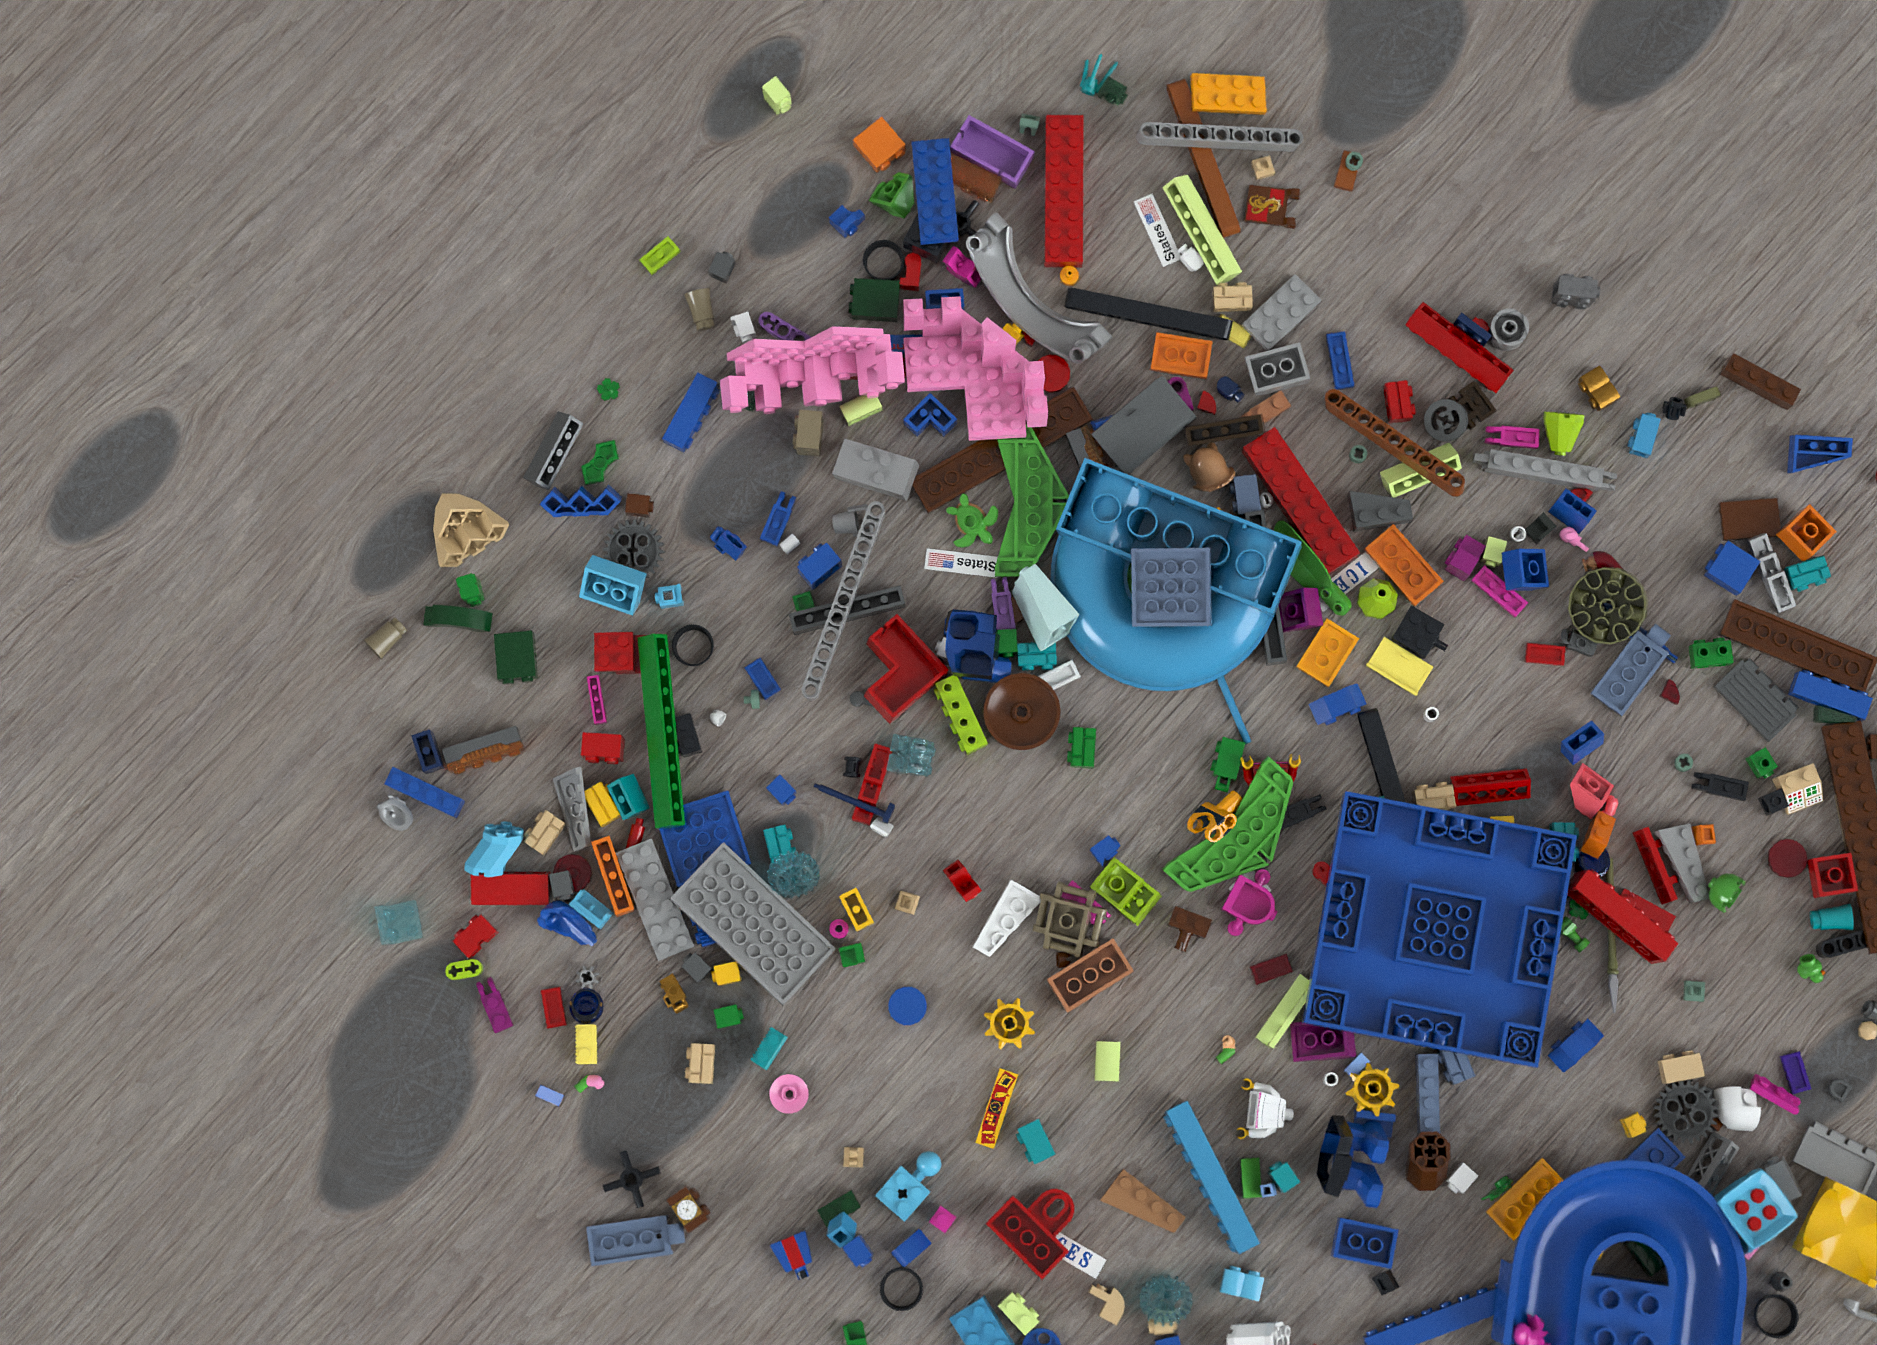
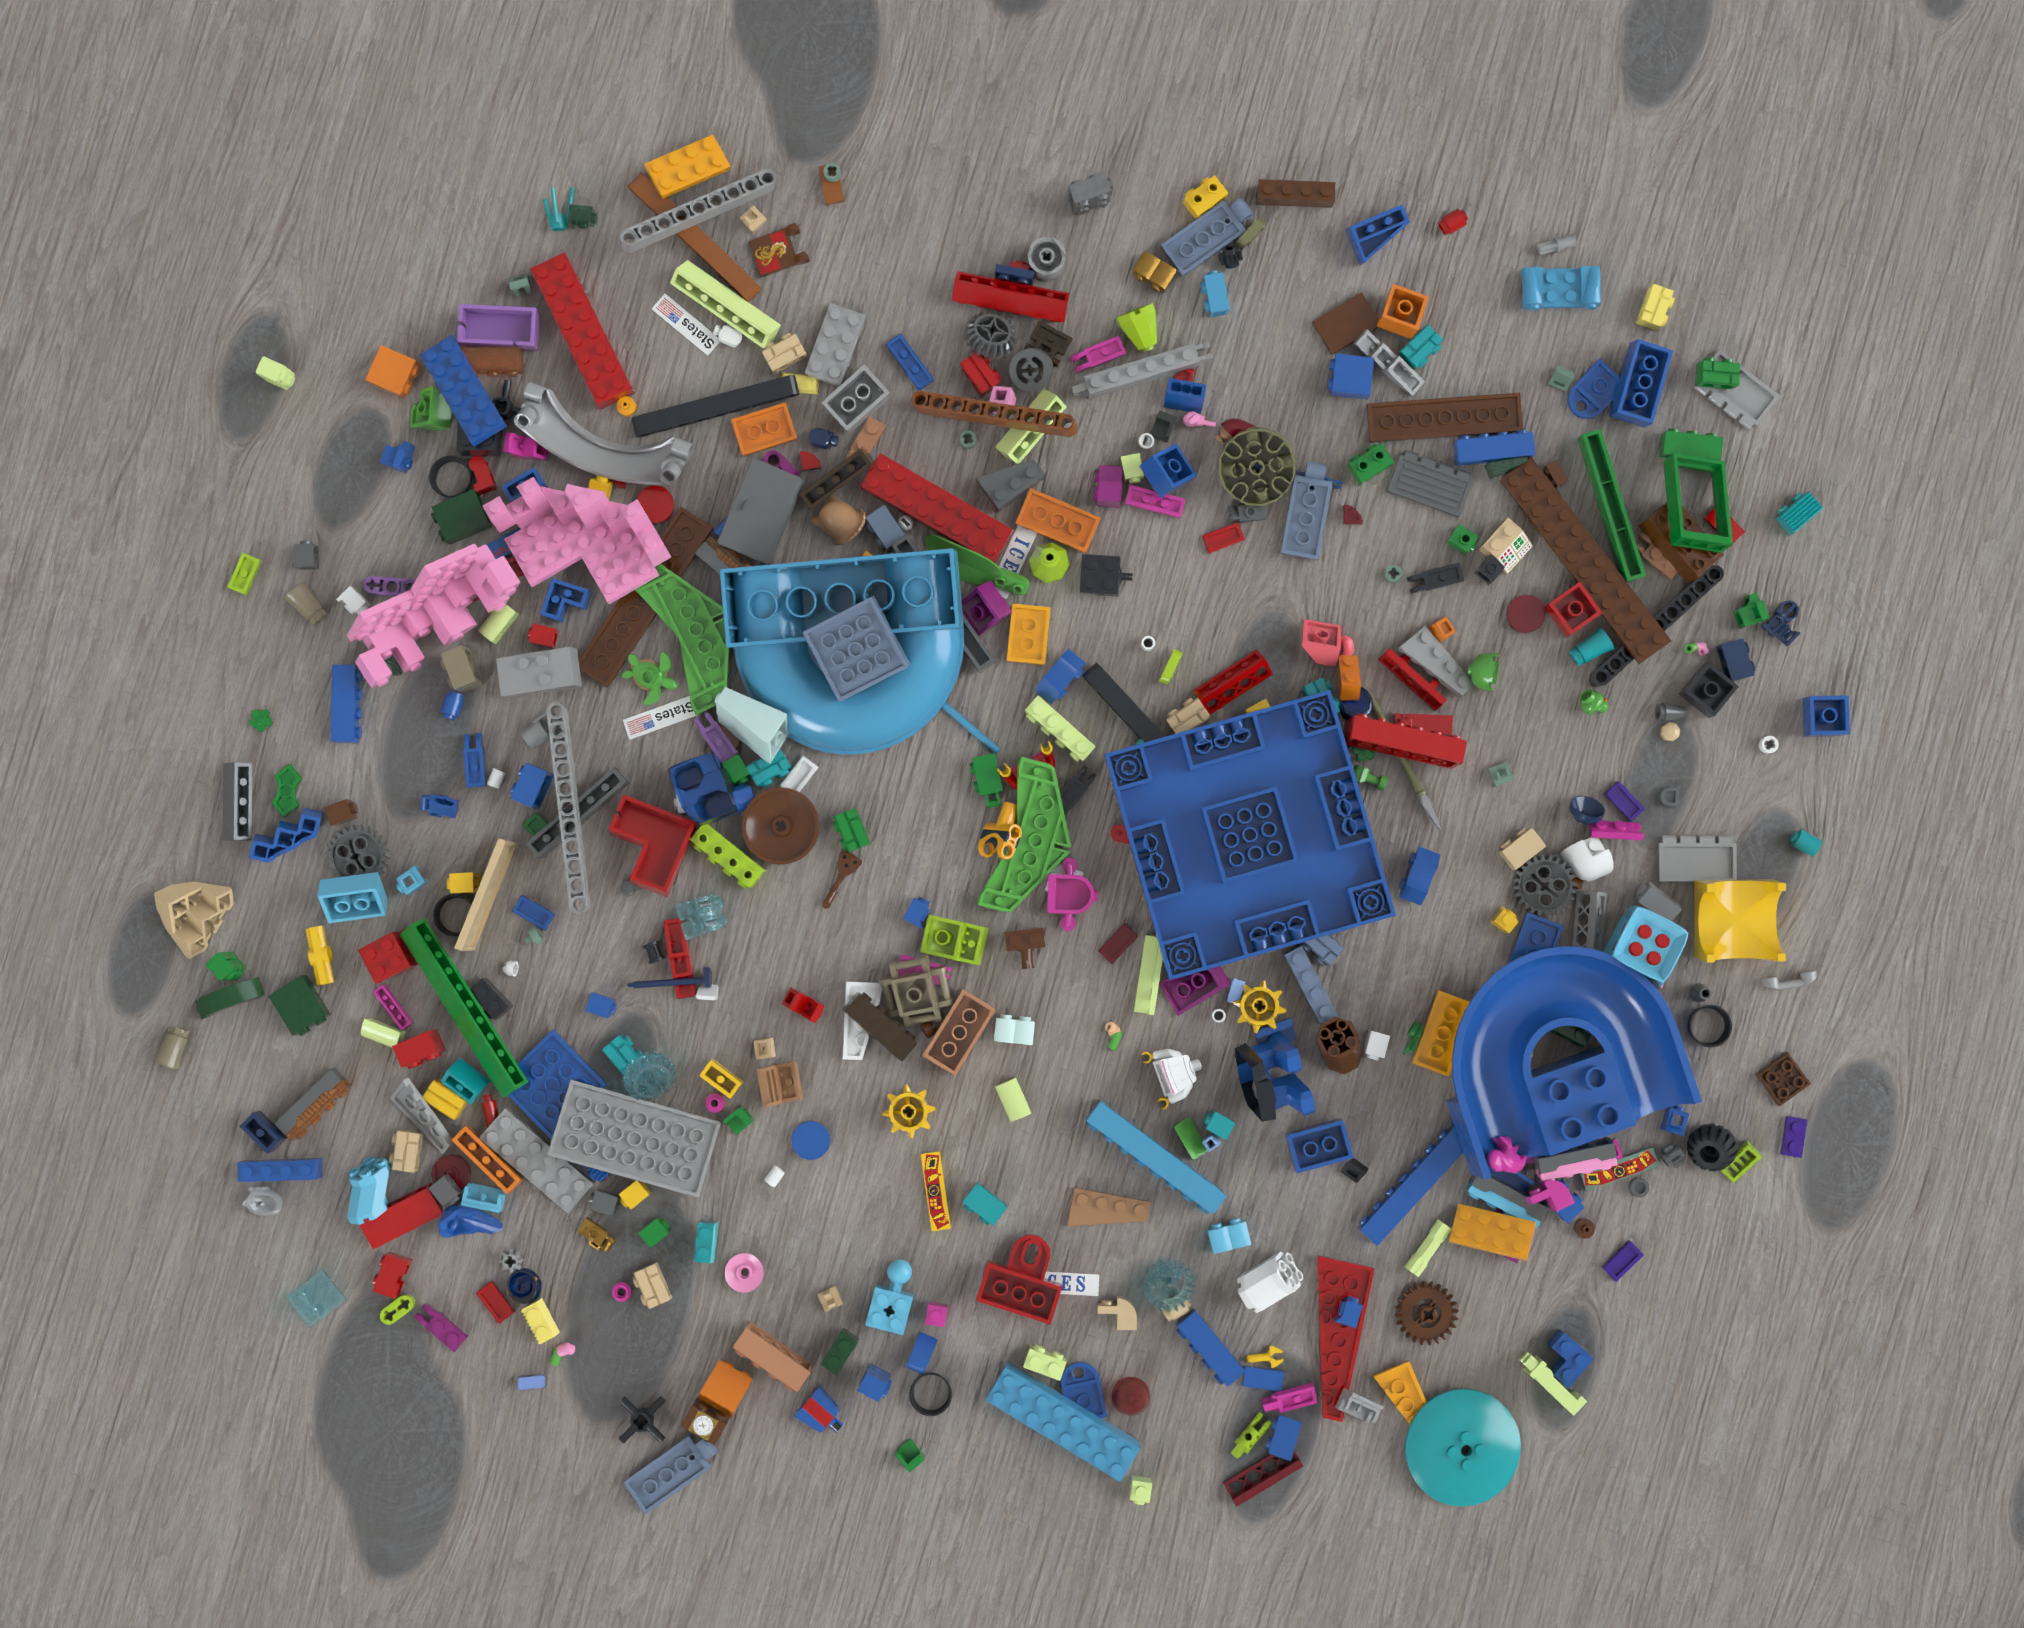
camera: 25 degrees left, 5 degrees up
(556, 621) = (320, 955): none -> yellow piece
(575, 717) = (382, 1032): none -> yellowish green brick
(665, 1051) = (615, 1291): none -> dark pink plate
(716, 621) = (463, 882): none -> yellow brick
(720, 1188) = (725, 1388): none -> orange brick
(731, 641) = (486, 895): none -> tan tile
(778, 1182) = (773, 1357): none -> nougat brick
(783, 460) = (452, 705): none -> blue brick
(841, 1229) = (850, 1372): dark azure brick -> none
(858, 1021) = (774, 1176): none -> white hinge
(894, 439) = (543, 636): none -> red brick
(906, 940) = (779, 1084): none -> medium nougat plate
(1021, 934) = (880, 1026): none -> dark brown brick
(1056, 781) = (843, 872): none -> reddish brown piece
(1139, 999) = (1014, 1030): none -> light aqua brick
(1314, 751) = (1060, 729): none -> yellowish green brick
(1399, 666) = (1099, 613): light yellow door -> none
(1409, 430) = (1002, 395): none -> bright pink brick
(1424, 372) = (990, 335): none -> dark grey gear
(1441, 745) = (1170, 667): none -> lime beam
(1582, 742) = (1294, 601): blue brick -> none
(1661, 380) = (1206, 236): none -> sand blue hinge
(1677, 346) = (1205, 197): none -> yellow brick
(1757, 1062) = (1586, 810): none -> dark blue piece

